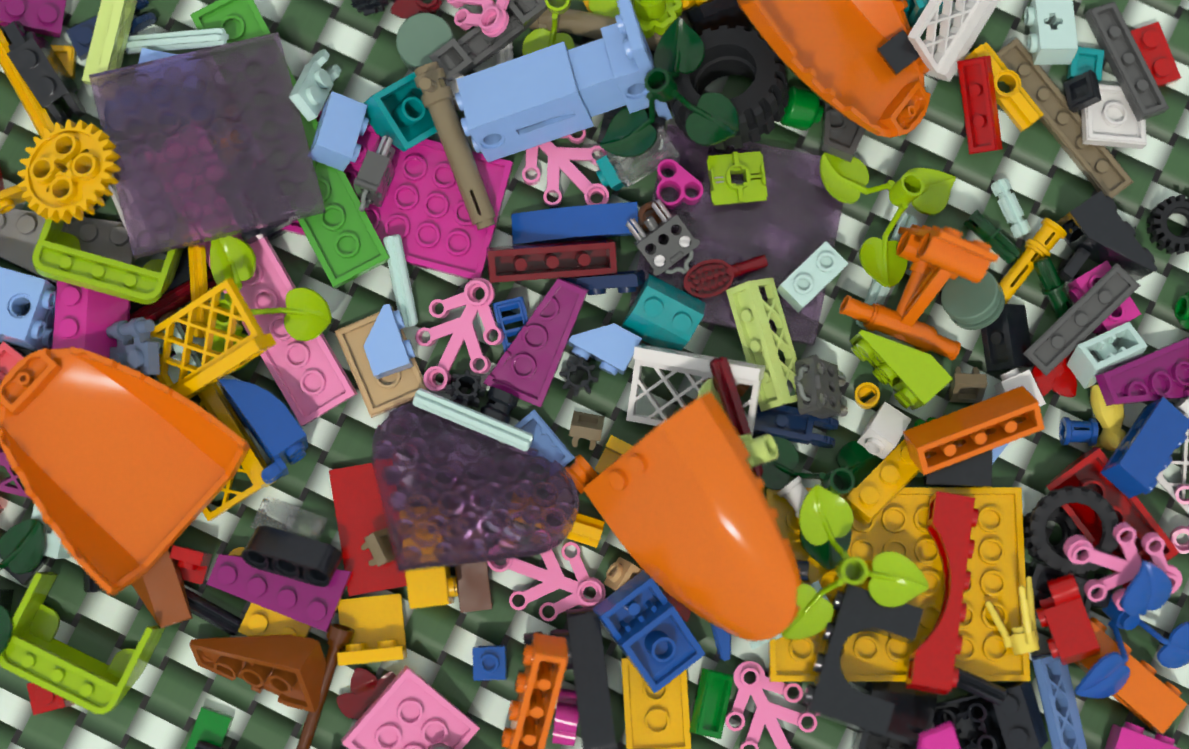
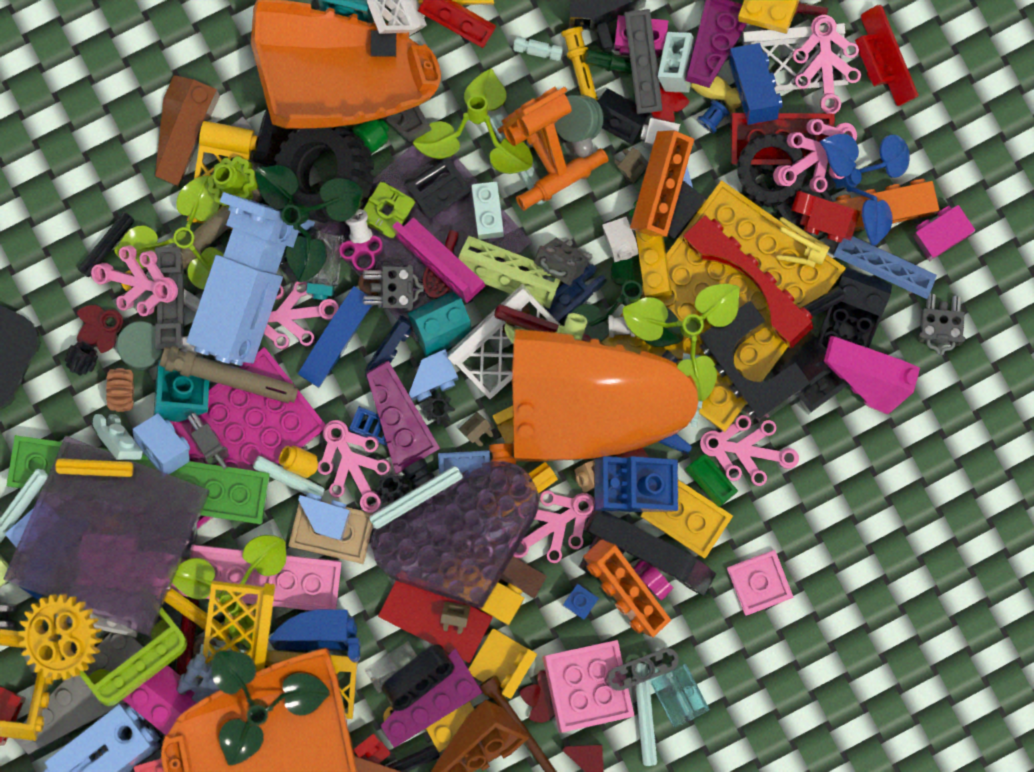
camera: 50 degrees left, 0 degrees up
(105, 427) = (236, 669): none -> dark green plant
(264, 81) = (94, 467): none -> yellow axle
(366, 54) = (120, 389): none -> nougat gear
(423, 277) = (298, 461): none -> yellow brick
(551, 260) = (350, 370): dark red brick -> none
(698, 162) = (358, 226): none -> white bush
(726, 265) = (439, 259): none -> dark pink fence
(793, 220) = (443, 193): none -> black plate
(863, 391) = (585, 232): yellow hinge -> none
(907, 370) = (594, 195): lime slope -> none
(947, 325) = (583, 148): none -> light grey hinge
(992, 236) = (548, 75): dark green axle -> none

